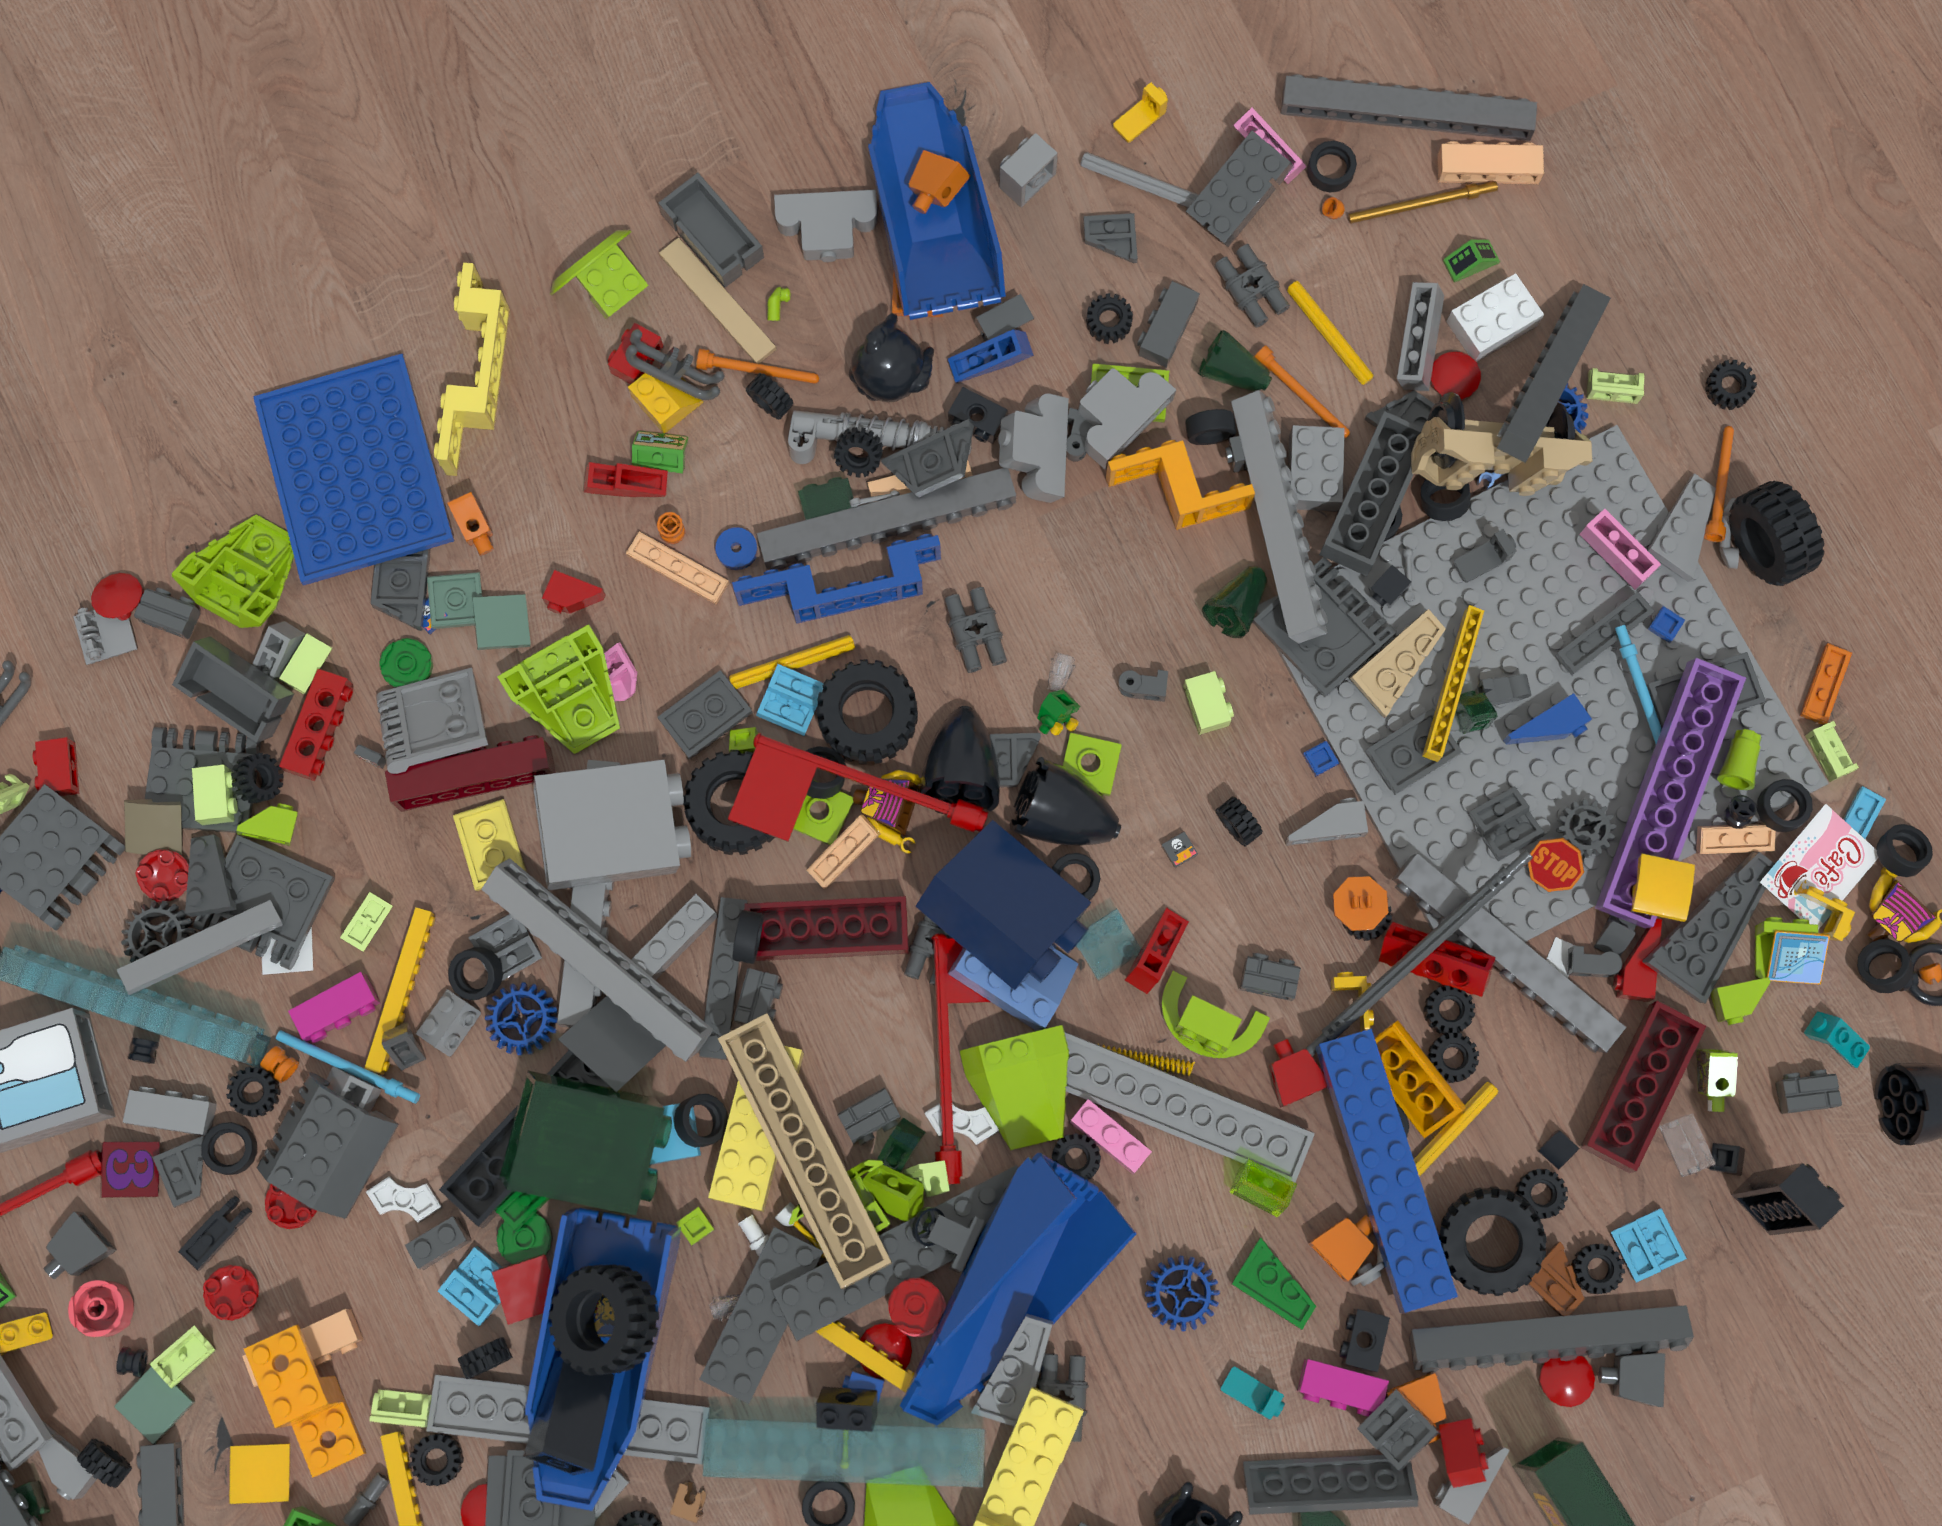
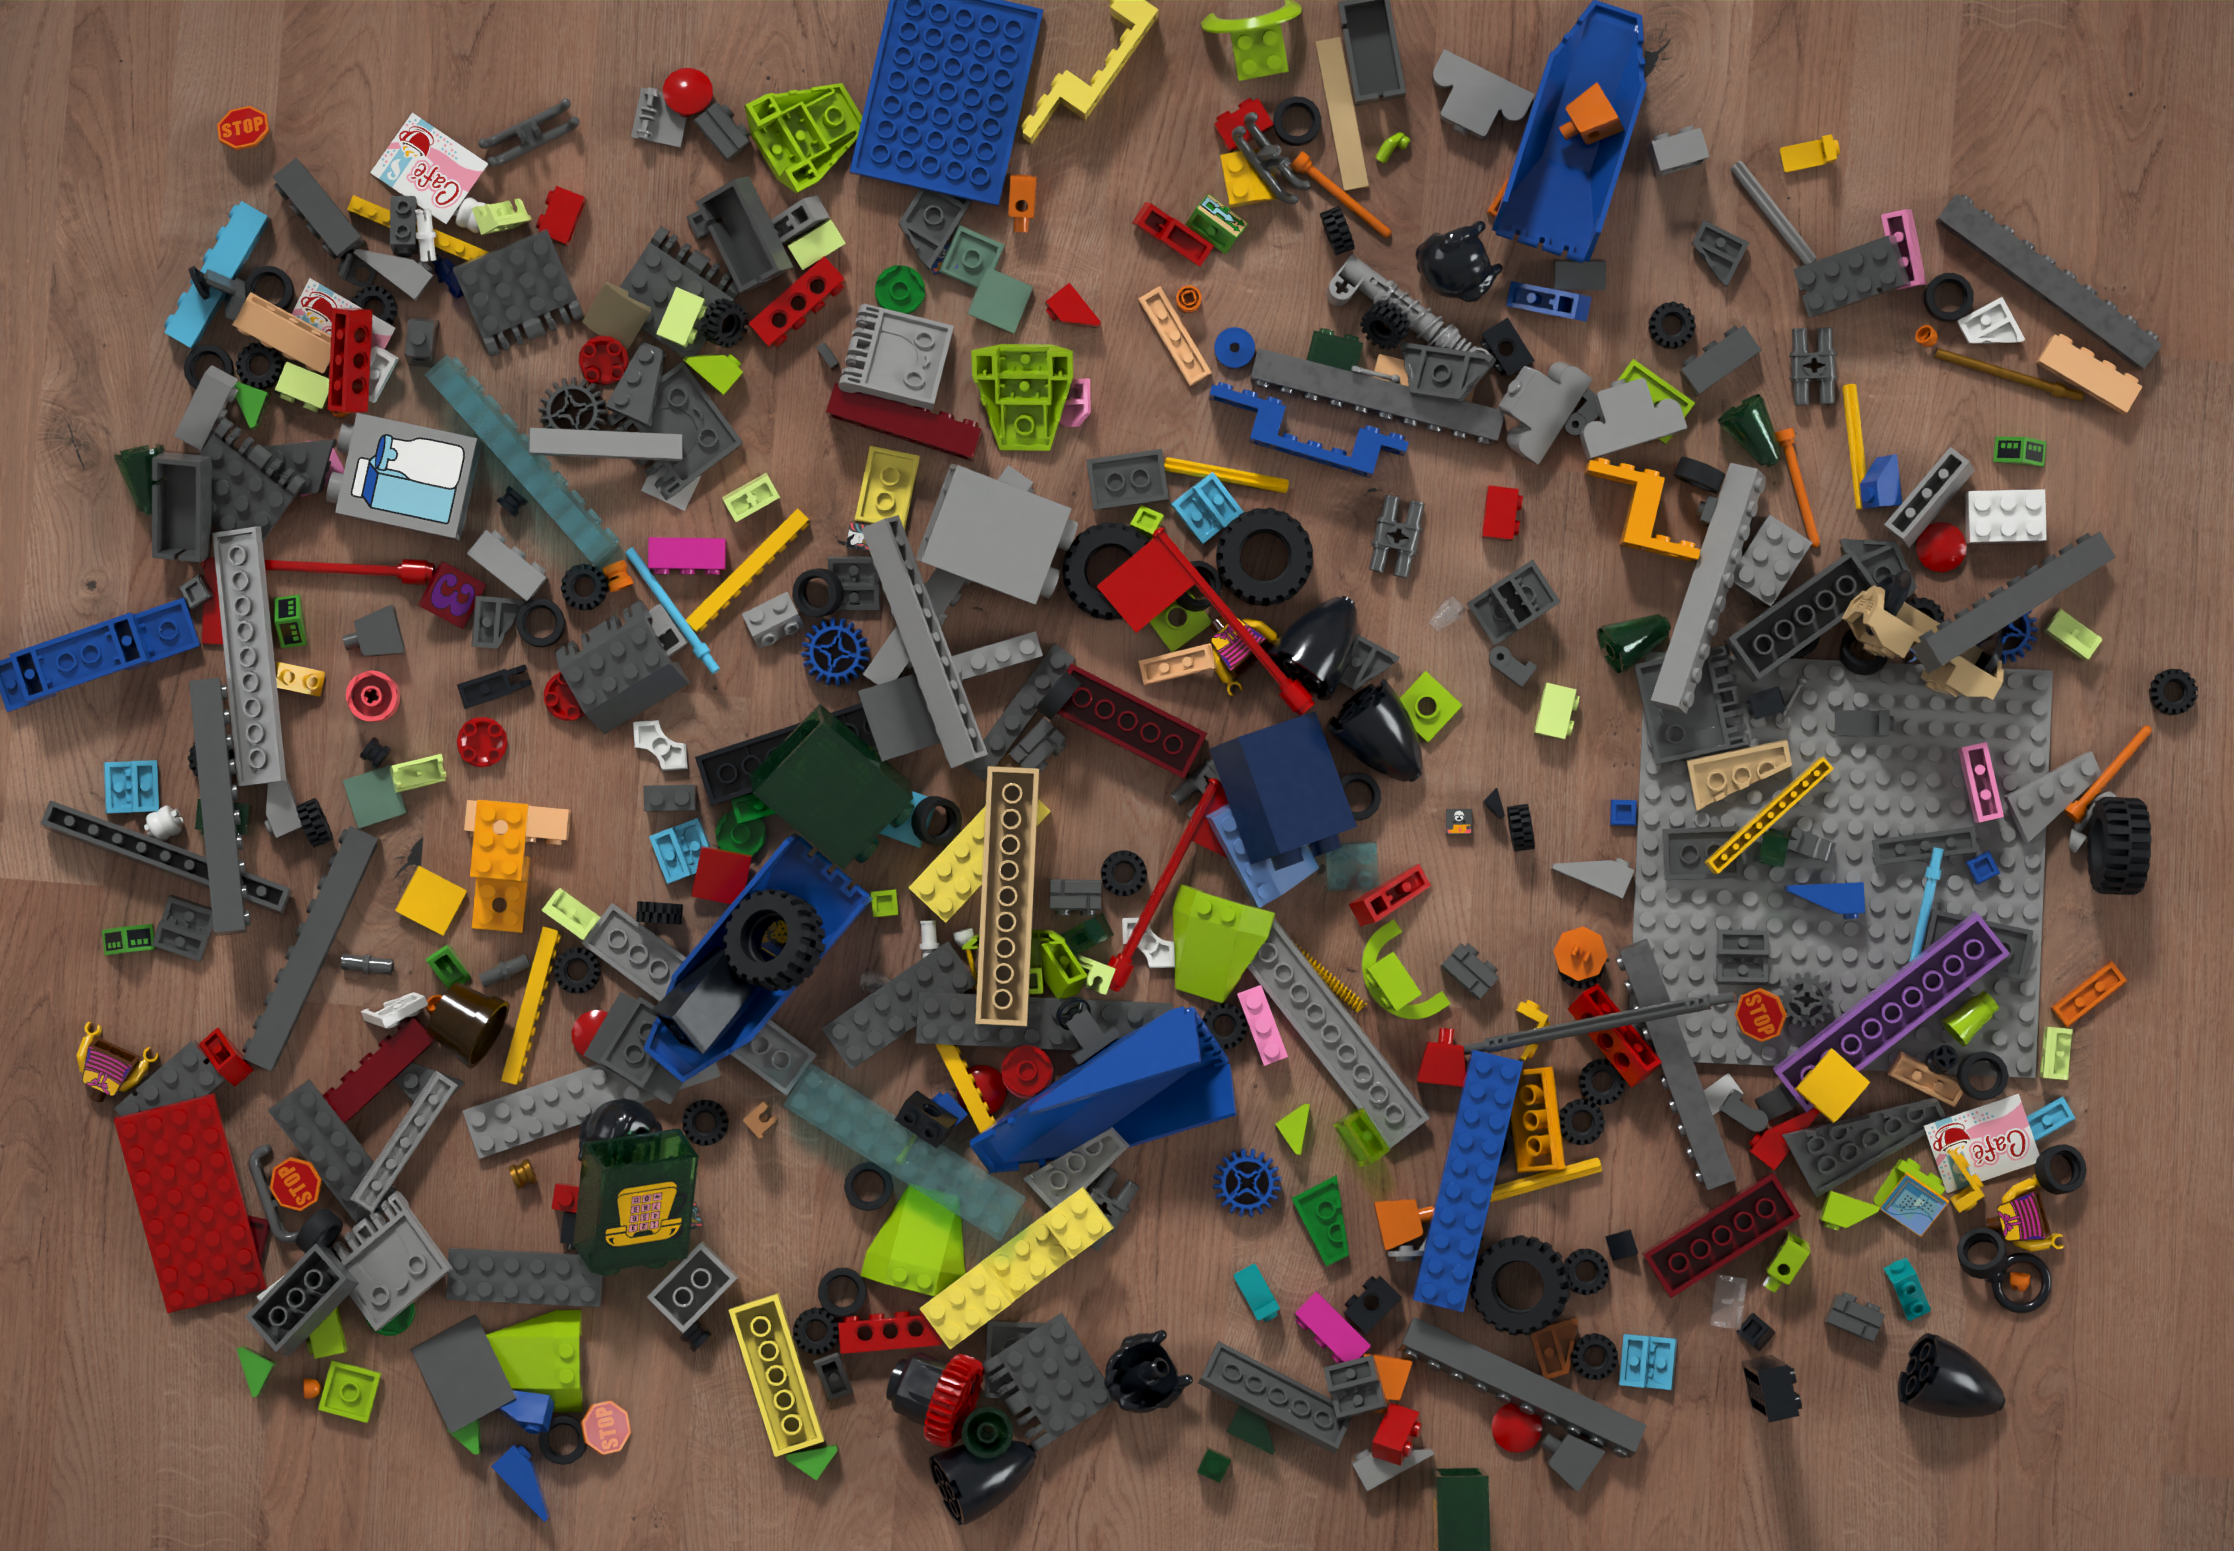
camera: 30 degrees right, 10 degrees up
(190, 707) = (699, 225): none -> dark grey tile
(402, 1046) = (726, 619): dark grey slope -> none
(485, 906) = (855, 537): none -> tile
(678, 308) = (1298, 102): none -> black tyre
(890, 1058) = (1134, 861): none -> black tyre
(1056, 558) = (1501, 513): none -> red brick
(1056, 711) = (1424, 645): green piece -> none
(1113, 626) = (1513, 602): none -> dark grey bracket
(1195, 1216) = (1294, 1126): none -> lime slope
(1202, 815) = (1494, 804): none -> black slope
(1373, 349) = (1881, 484): none -> blue slope
(1382, 169) = (1991, 325): none -> white wing

